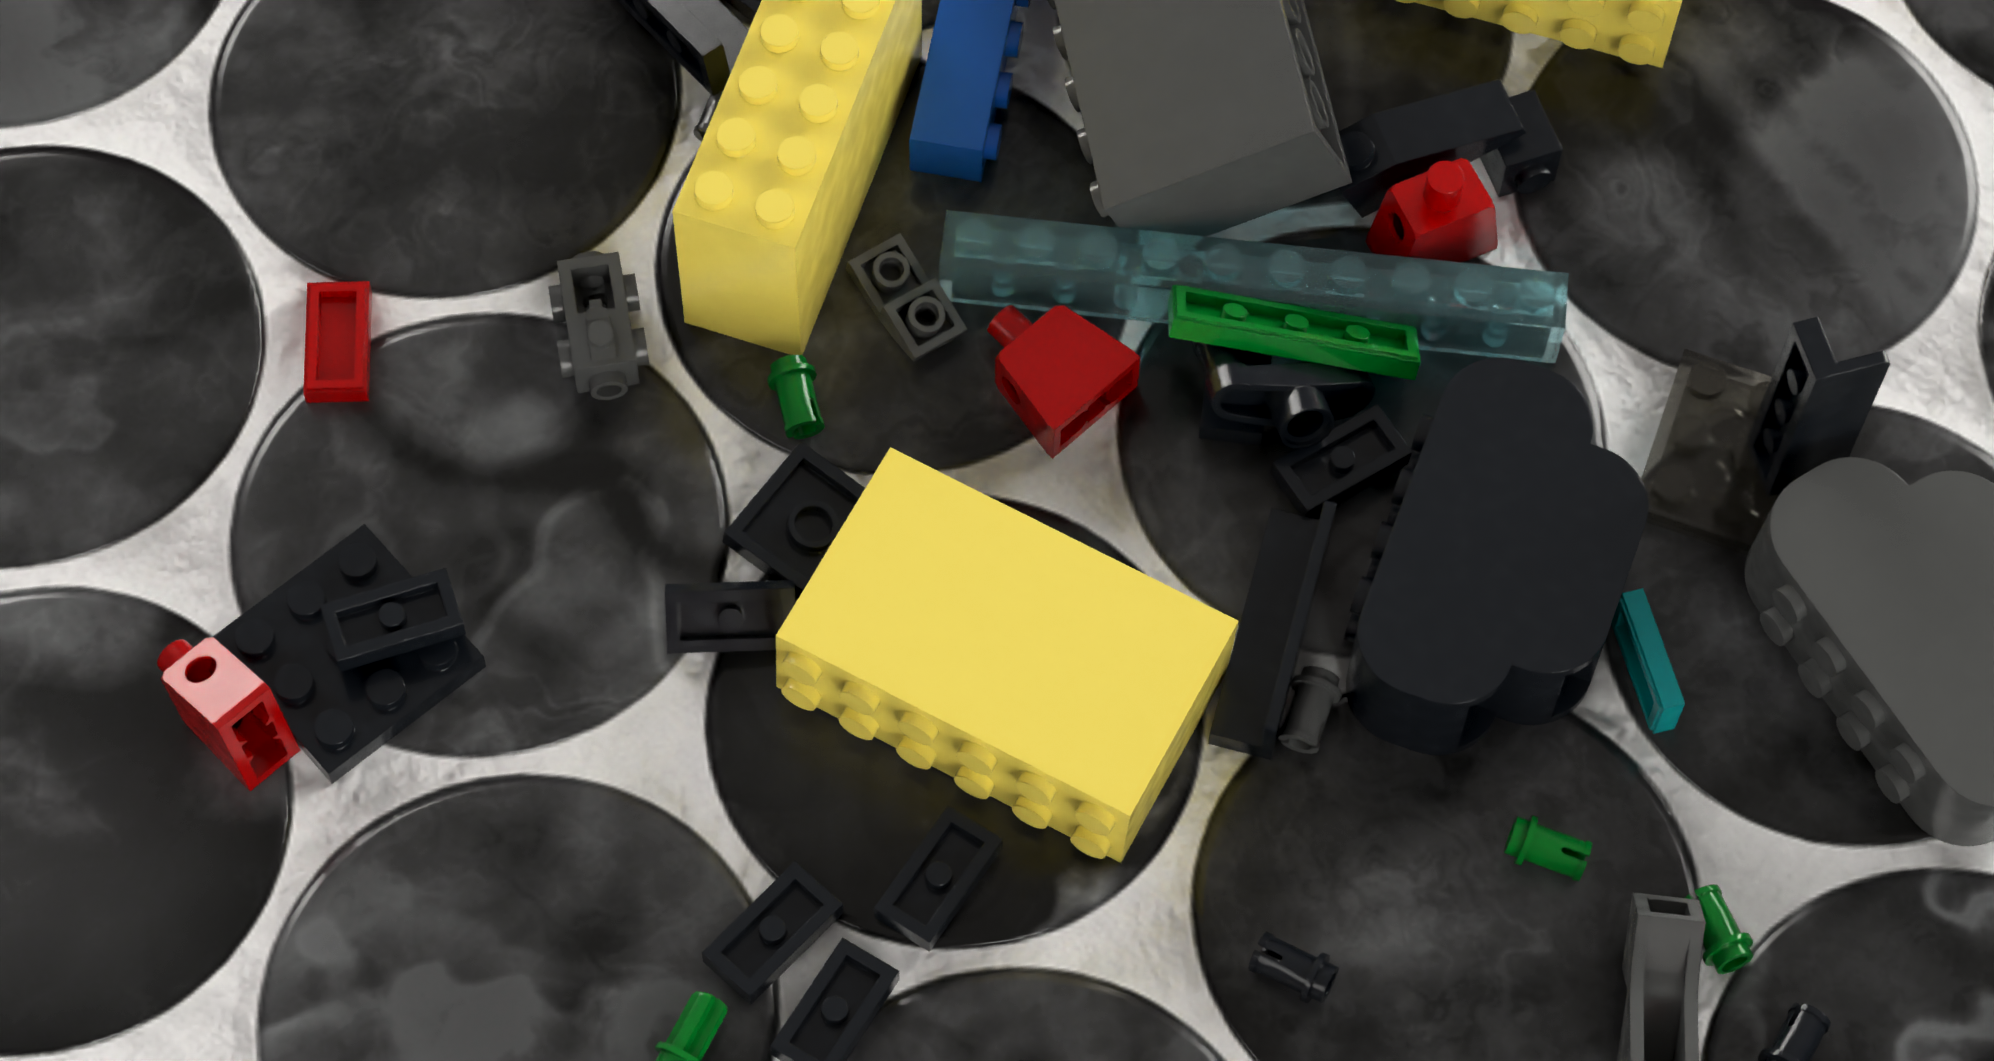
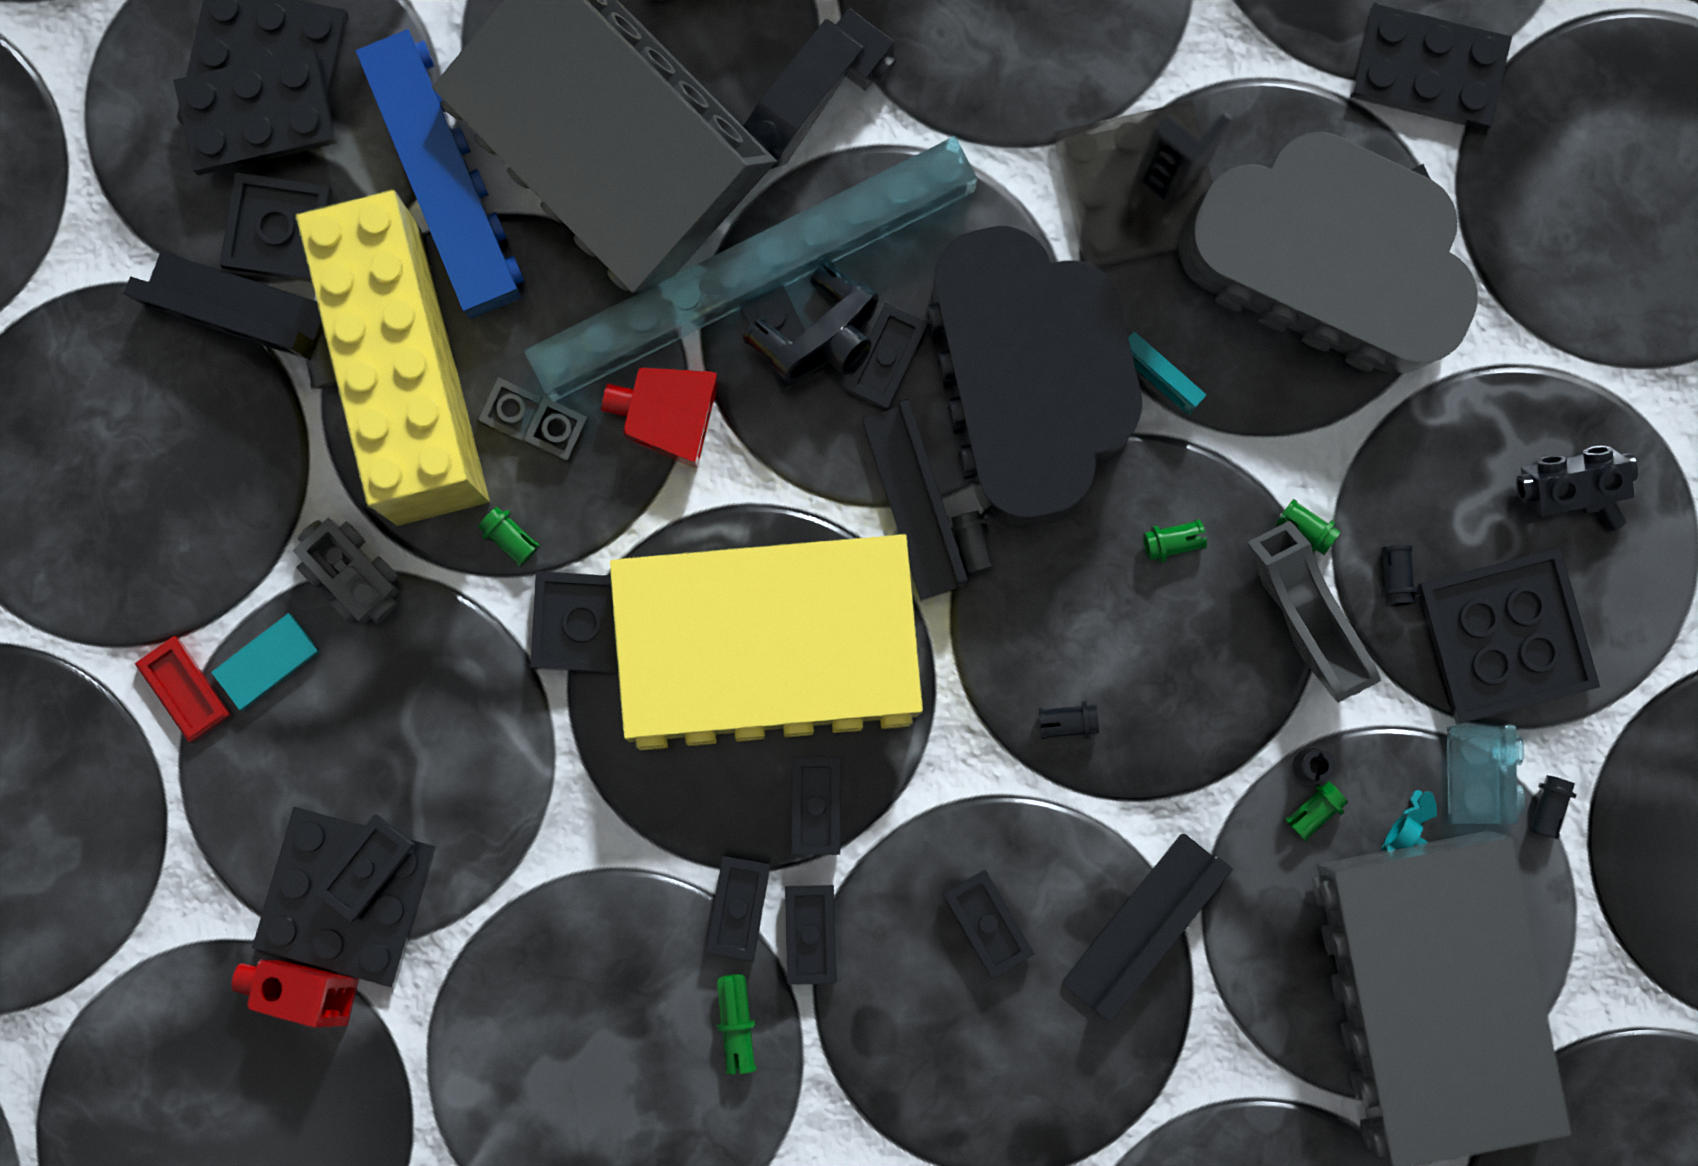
camera: 30 degrees left, 20 degrees up
(444, 366) = (265, 662): none -> teal tile
(726, 615) = (571, 718): black plate -> none
(1293, 332) = (804, 293): green tile -> none
(1437, 215) = (841, 147): red torso -> none

